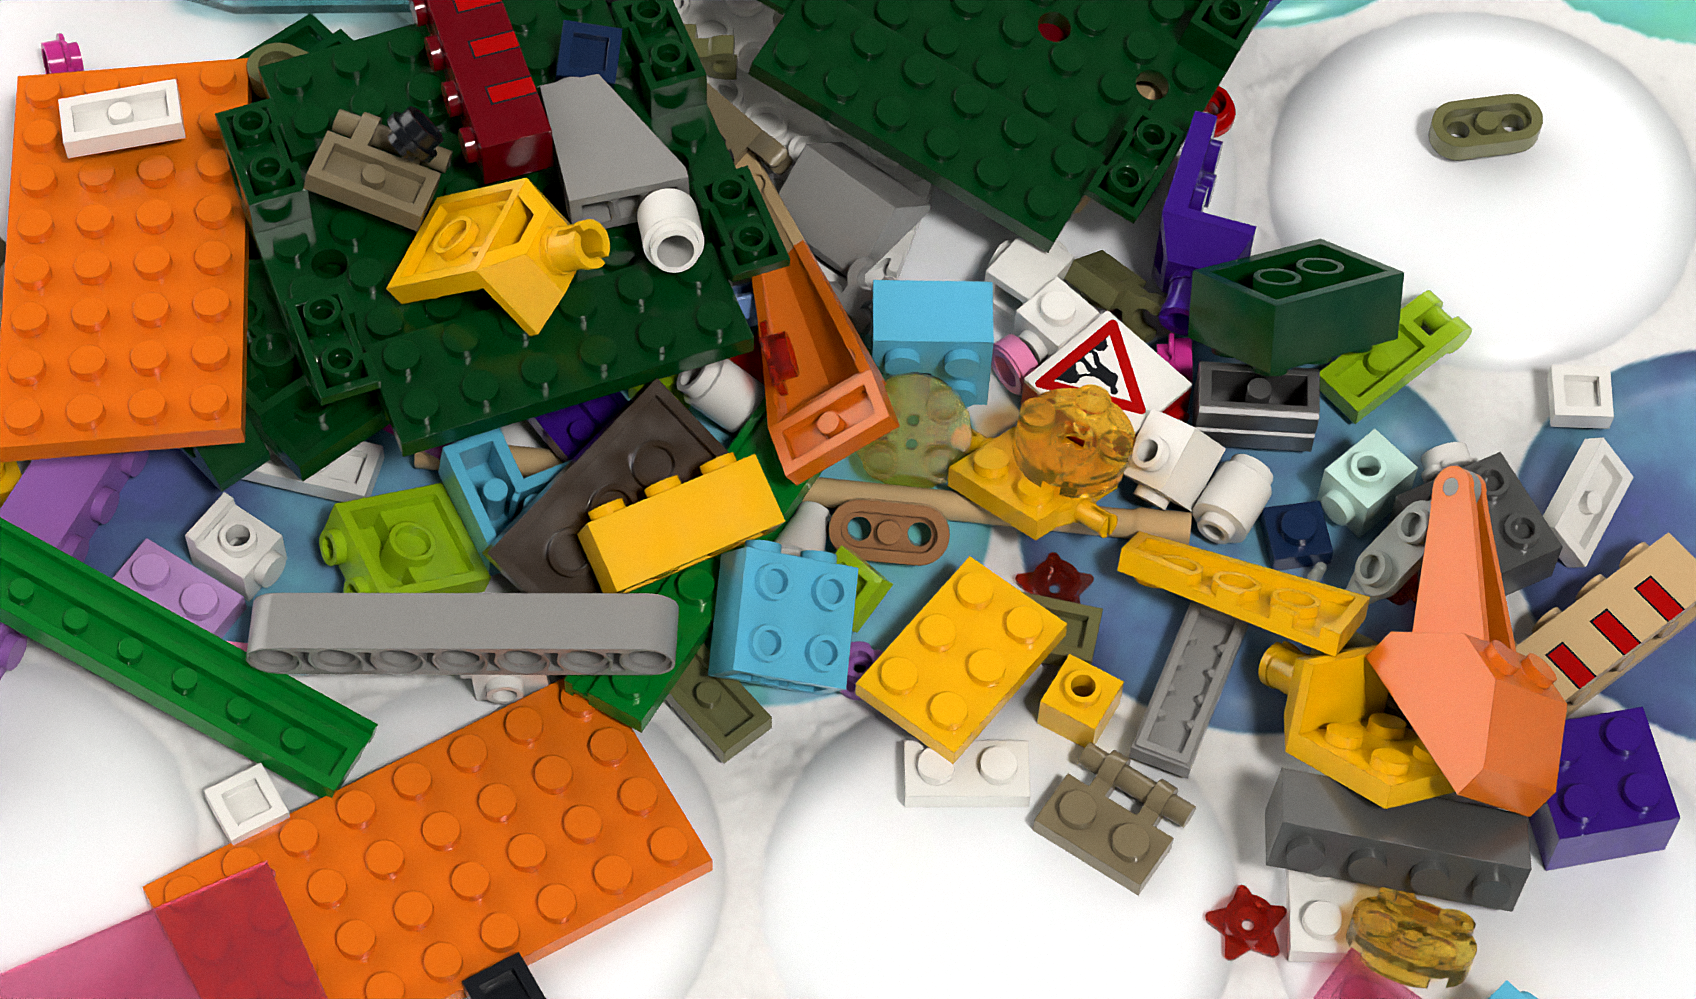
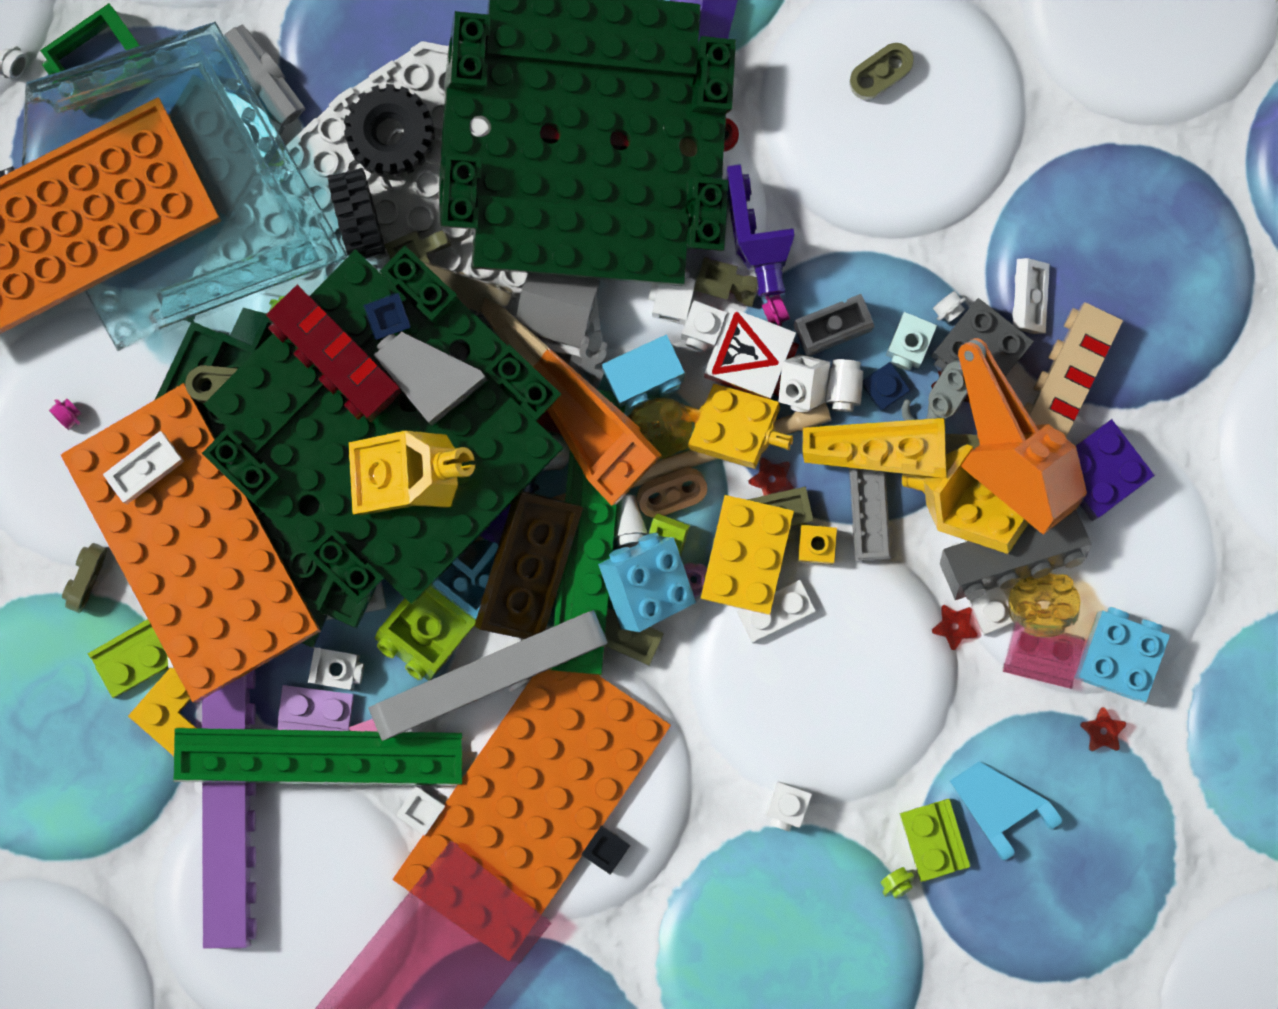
camera: 20 degrees left, 25 degrees up
(373, 178) = (311, 453): dark tan plate -> none
(414, 135) = (323, 422): black plate -> none
(670, 230) = (491, 411): white brick -> none
(679, 524) = (572, 564): yellow brick -> none
(779, 357) = (574, 438): clear red plate -> none
(1012, 362) = (691, 357): bright pink tile -> none
(1081, 414) = (751, 425): clear yellow plate -> none
(1105, 833) = (861, 610): dark tan plate -> none
(1295, 306) = (832, 261): dark green brick -> none
(1367, 379) = (890, 251): lime plate -> none
(1580, 396) = (1002, 227): white plate -> none

